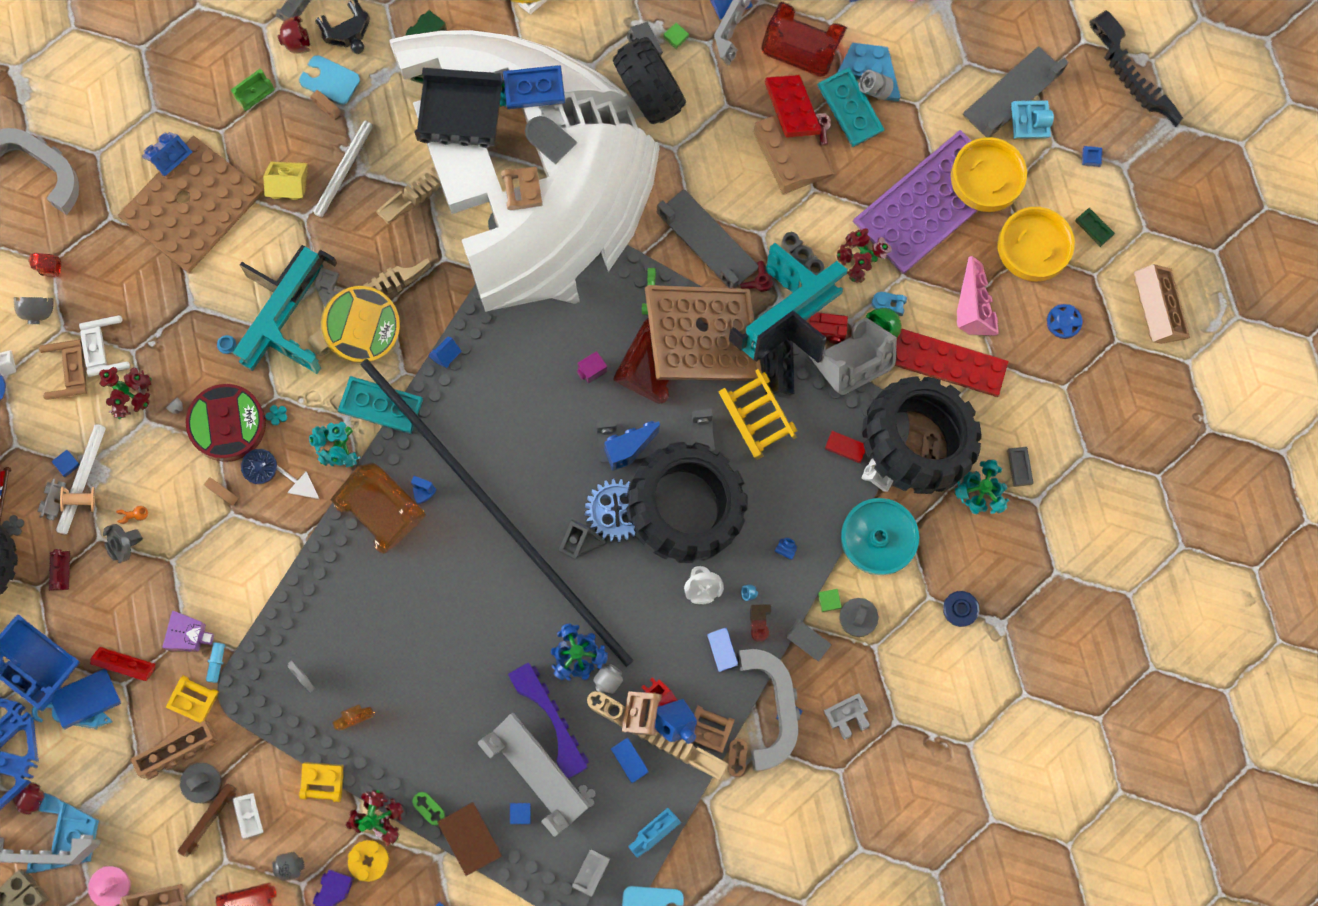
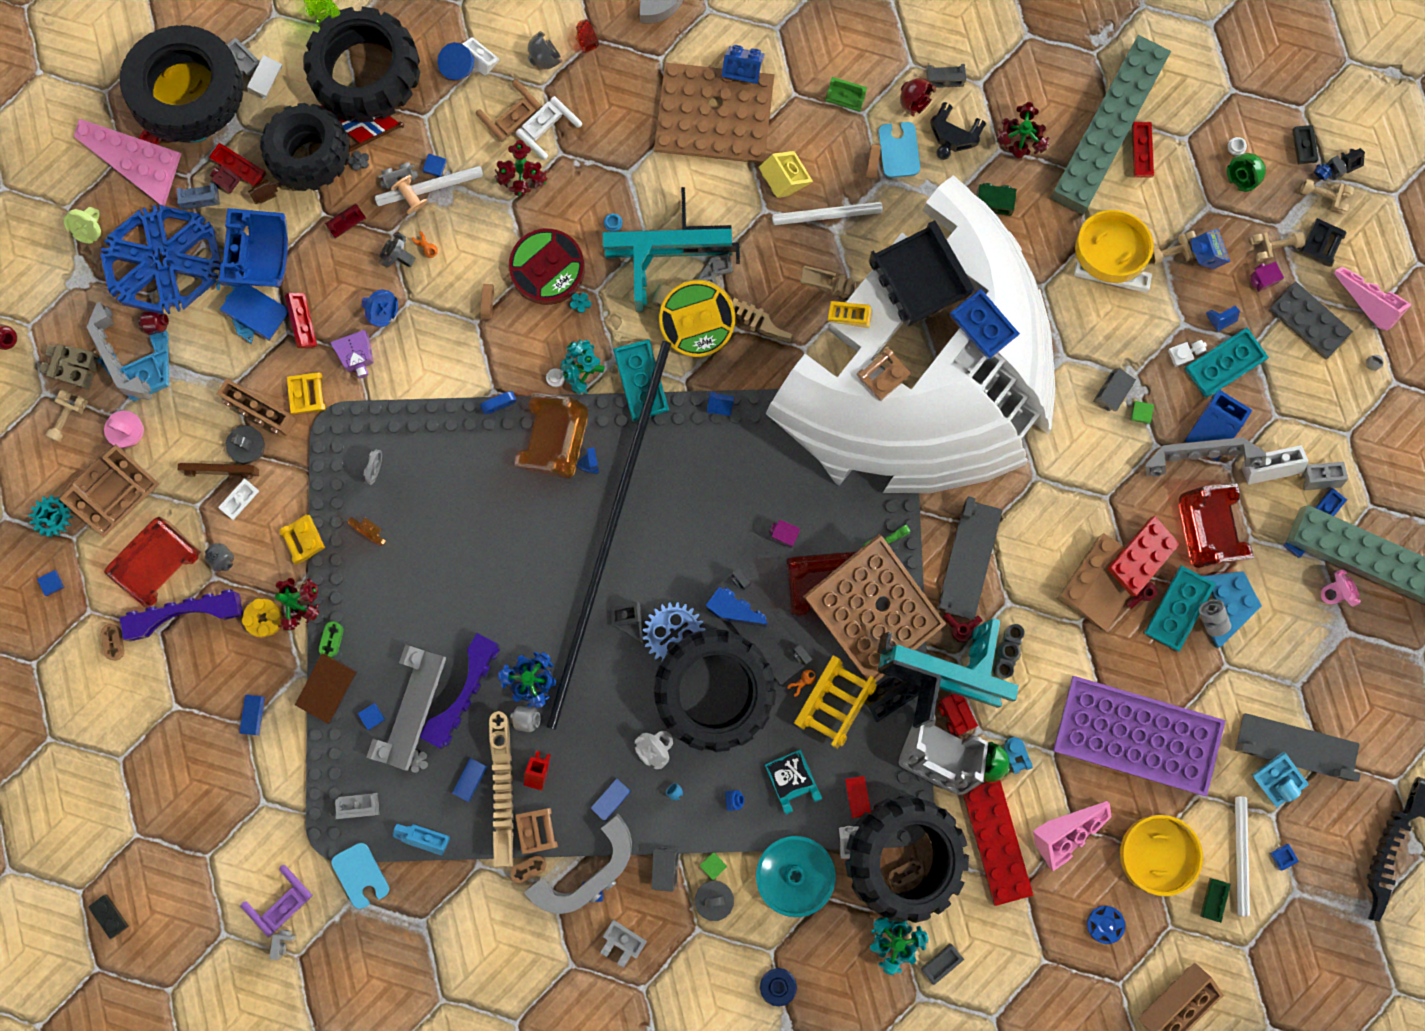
camera: 65 degrees right, 5 degrees up
(161, 585) = (380, 307): none -> blue tile
(175, 406) = (535, 218): light grey hinge -> none
(215, 662) = (346, 391): medium azure axle -> none
(259, 466) = (527, 317): dark blue wheel -> none
(302, 486) = (534, 363): white piece -> none
(318, 535) = (498, 402): none -> blue beam
(328, 475) = (555, 378): none -> white plate
(448, 179) = (865, 323): none -> yellow slope
(549, 138) = (945, 367): dark grey window -> none
(636, 711) = (506, 761): medium nougat plate -> none
(649, 80) = (1075, 416): black tyre -> none
(676, 722) = (520, 798): blue torso -> none
(723, 428) = (805, 680): none -> orange arm
(759, 630) = (648, 819): leg -> none
(798, 490) = (792, 779): none -> flag
(865, 257) = (1039, 707): dark red plant -> none
(988, 174) = (1197, 772): yellow brick -> none
(1073, 186) = (1242, 857): none -> white axle

